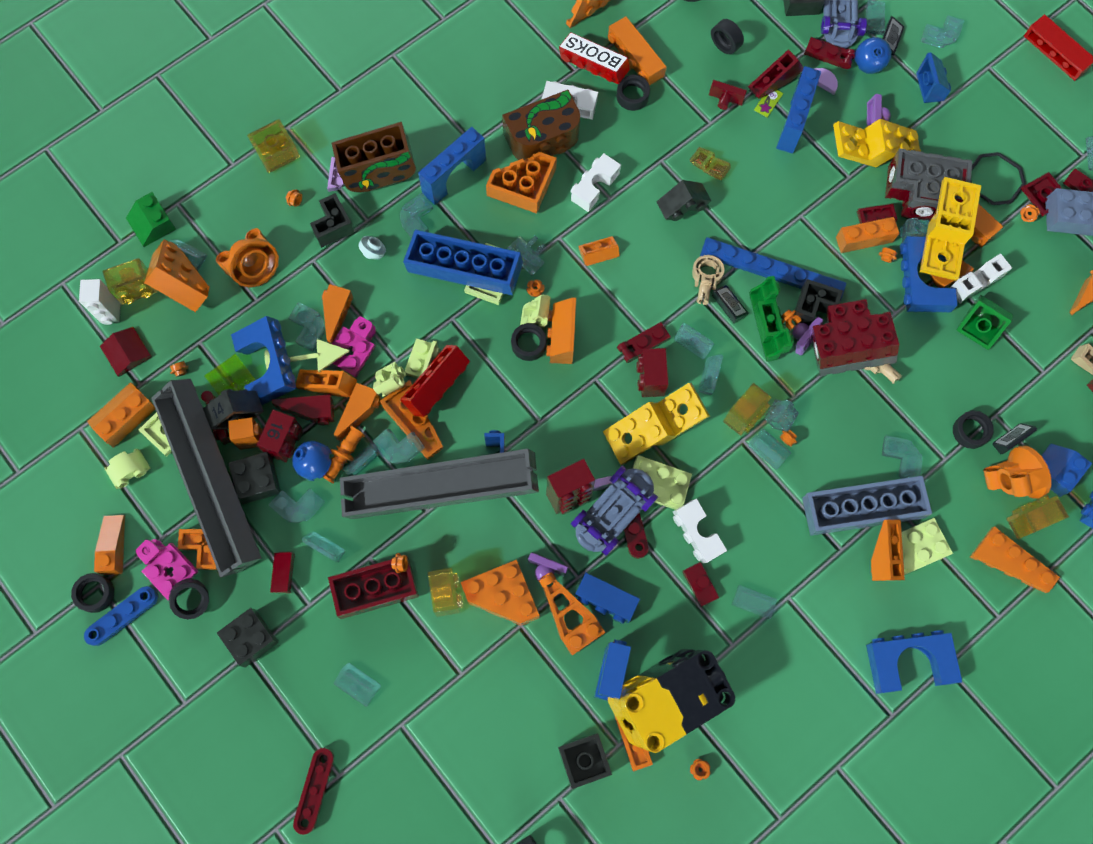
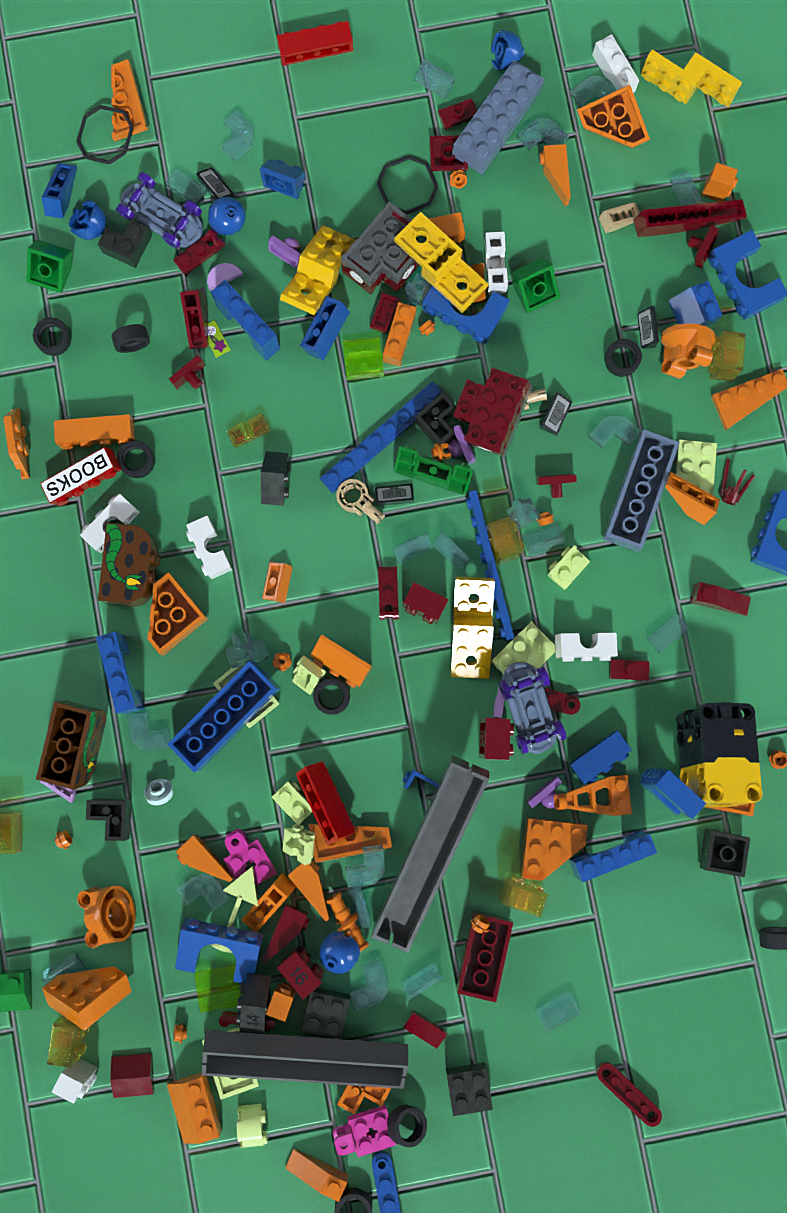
camera: 60 degrees left, 10 degrees up
(524, 651) = (634, 848): none -> blue arch
(724, 406) = (487, 557): none -> blue plate
(759, 480) = (568, 567): none -> yellowish green bracket
(815, 633) = (720, 599): none -> dark red slope
(826, 430) = (556, 483): none -> dark red tile
(827, 219) = (363, 358): none -> clear neon green slope
(833, 174) = (325, 328): none -> blue brick
(885, 399) = (556, 414): none -> slope
(914, 591) = (732, 495): none -> dark red plant

